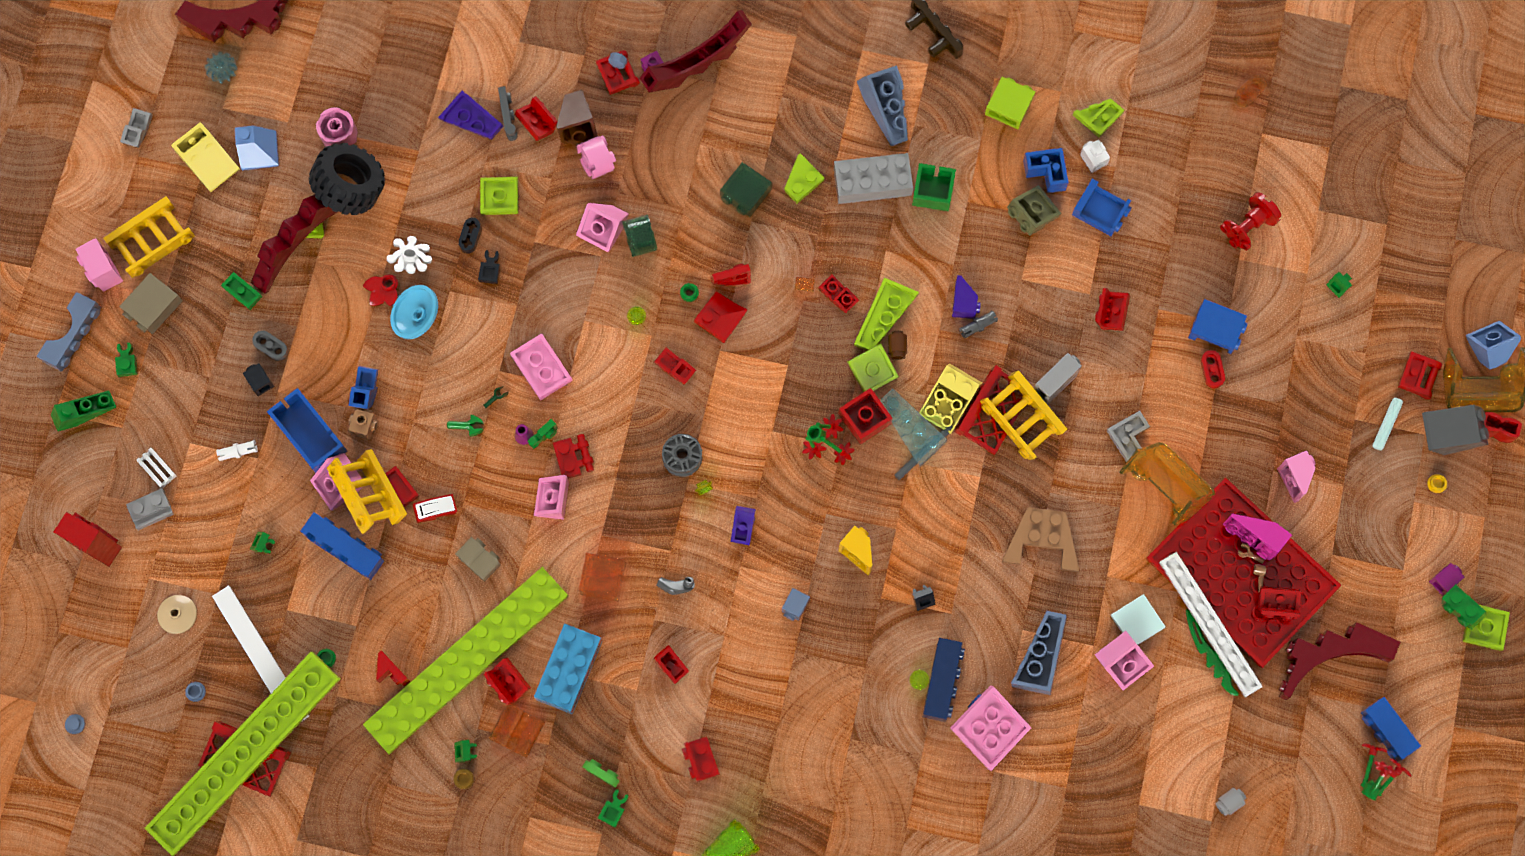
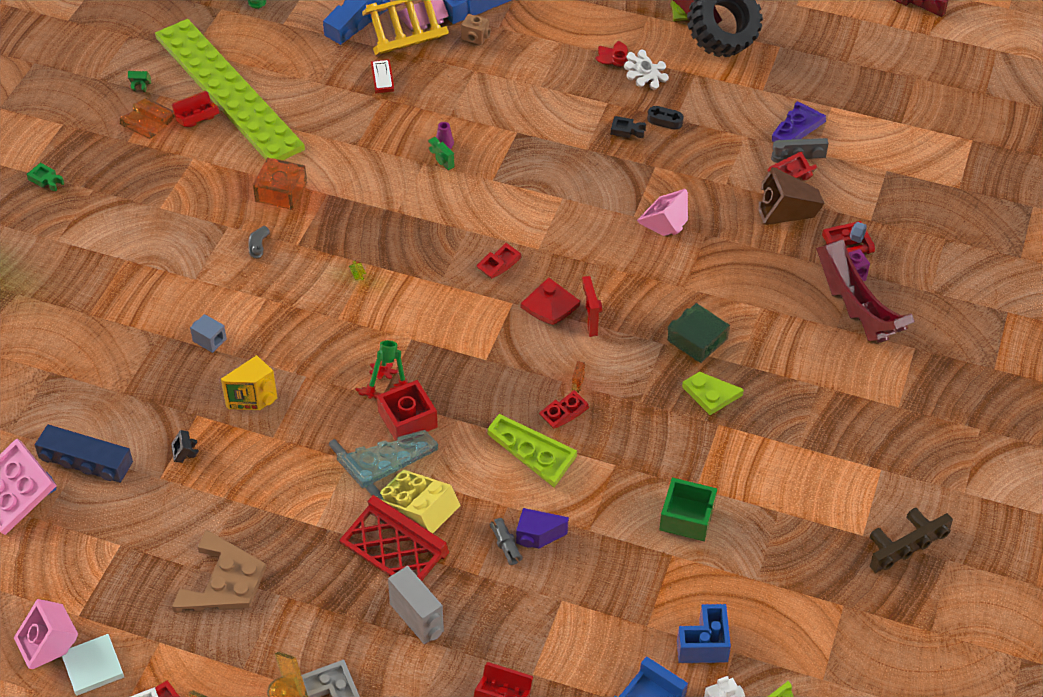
camera: 95 degrees right, 25 degrees down
(336, 119) = (784, 27): bright pink brick -> none
(365, 389) = (506, 33): blue brick -> none
(386, 667) = (233, 36): red slope -> none
(401, 486) = (410, 56): red tile -> none
(414, 312) = (583, 69): medium azure dish -> none
(463, 779) = (114, 81): pearl gold tile -> none
(467, 425) = (467, 108): green bar -> none
(478, 559) = (323, 99): dark tan brick -> none
(497, 395) = (490, 125): dark green hand -> none
(499, 195) = (708, 142): lime tile -> none
(541, 366) = (515, 160): bright pink tile -> none
(552, 497) = (372, 159): bright pink slope -> none
(567, 458) = (414, 175): red plate -> none
(568, 668) = (194, 152): dark azure brick -> none
(594, 768) = (82, 169): bright green plate -> none
(596, 157) = (743, 208): bright pink brick -> none
(636, 315) = (561, 234): clear neon green plate -> none
(639, 235) = (648, 235): clear green brick -> none
(671, 664) = (176, 228): red slope -> none
(677, 444) = (396, 255): dark grey wheel -> none
(689, 287) = (577, 278): green plate -> none
(701, 759) = (70, 244): red bracket -> none
(743, 525) = (308, 298): dark purple slope -> none
(873, 178) = (706, 449): light grey brick -> none
(873, 368) = (465, 429): lime tile -> none
(884, 99) = (806, 477): sand blue wedge -> none
(897, 345) = (491, 456): reddish brown brick -> none
(919, 679) = (93, 431): clear neon green plate -> none
(1010, 102) = (803, 607): lime brick -> none
(1033, 210) = (650, 616): olive plate -> none
(1040, 662) = (77, 550): sand blue wedge -> none
(1042, 411) = (378, 587): yellow fence -> none

